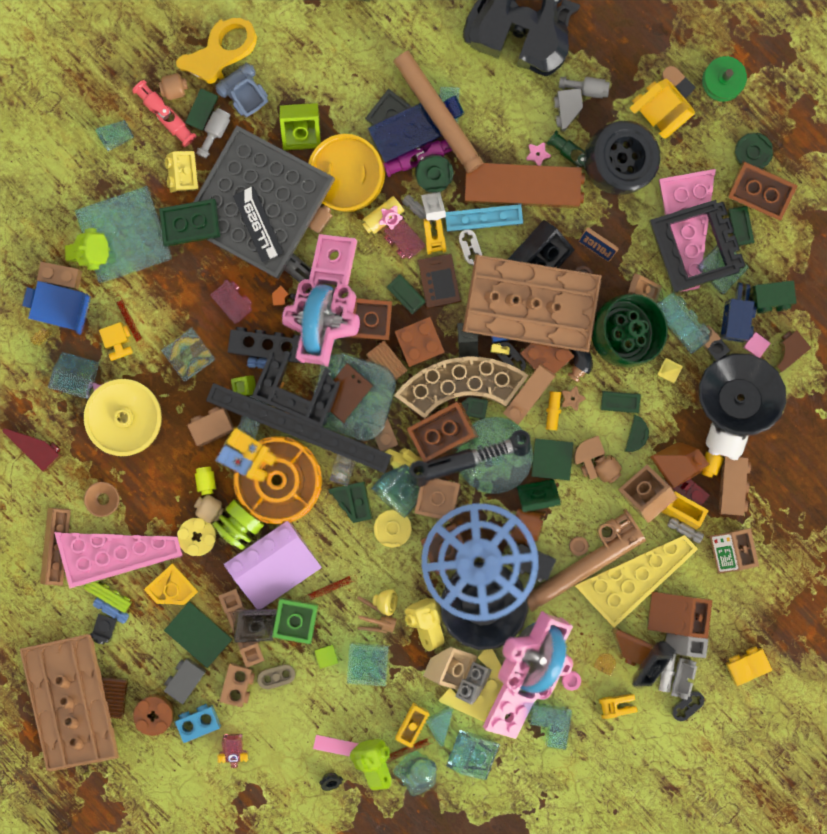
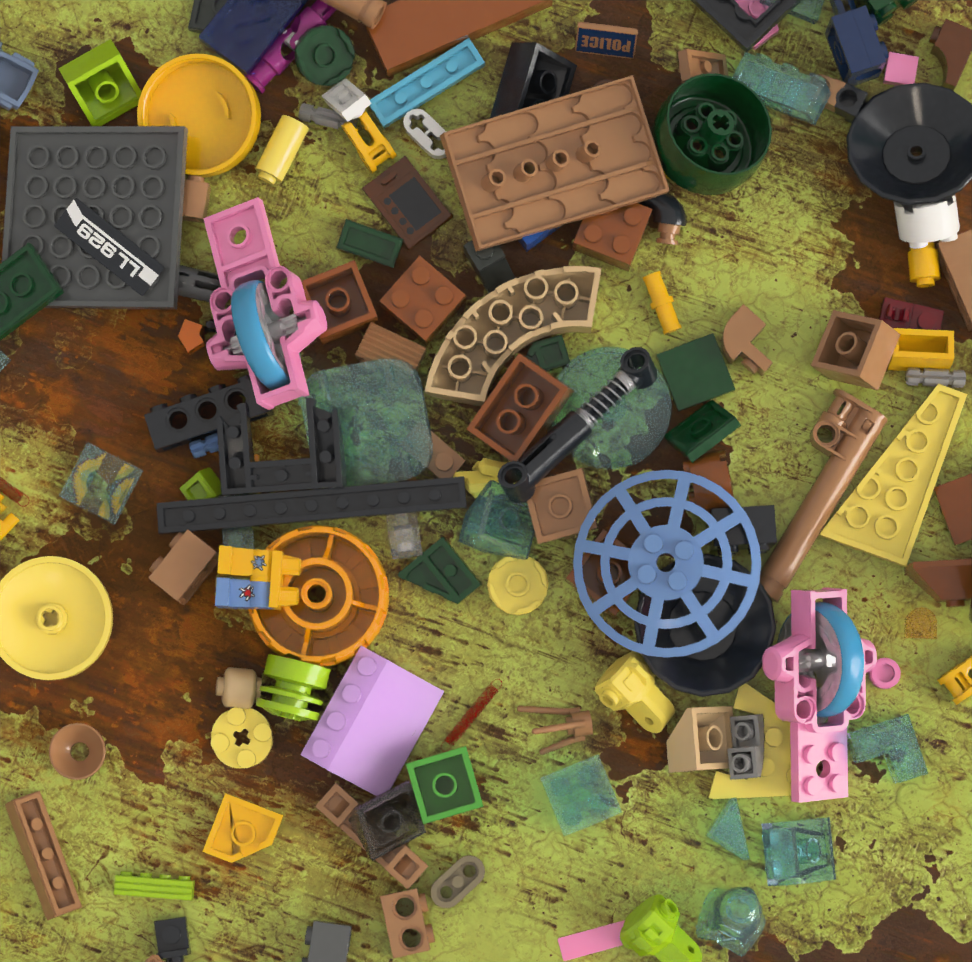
camera: 20 degrees left, 5 degrees down
(106, 555) = (122, 830): bright pink wing -> none
(110, 610) = (169, 907): medium blue axle -> none
(198, 634) = (314, 878): dark green tile -> none
(205, 480) = (214, 650): neon yellow brick -> none
(231, 301) = (126, 376): clear pink bracket -> none
(326, 656) = (515, 816): lime tile -> none
(349, 392) = (359, 418): reddish brown container -> none
(386, 601) = (561, 693): light yellow brick -> none
(395, 217) = (301, 145): bright pink plate -> none
(404, 239) = (327, 168): clear pink bracket -> none
(406, 748) = (683, 914): piece -> none
(412, 725) = (689, 851): yellow brick -> none
(496, 348) = (538, 253): light yellow tile -> none
(514, 354) = (562, 250): black beam -> none
(529, 394) = (616, 293): medium nougat slope -> none
(577, 398) = (676, 280): medium nougat plate -> none
(578, 546) = (795, 476): medium nougat tile -> none
(607, 468) = (780, 344): medium nougat head -> none
(620, 402) = (750, 244): dark green tile -> none
(638, 435) = (799, 278): dark green tile -> none
(669, 370) = (797, 165): light yellow tile -> none
(679, 463) = (879, 284): dark orange slope -> none

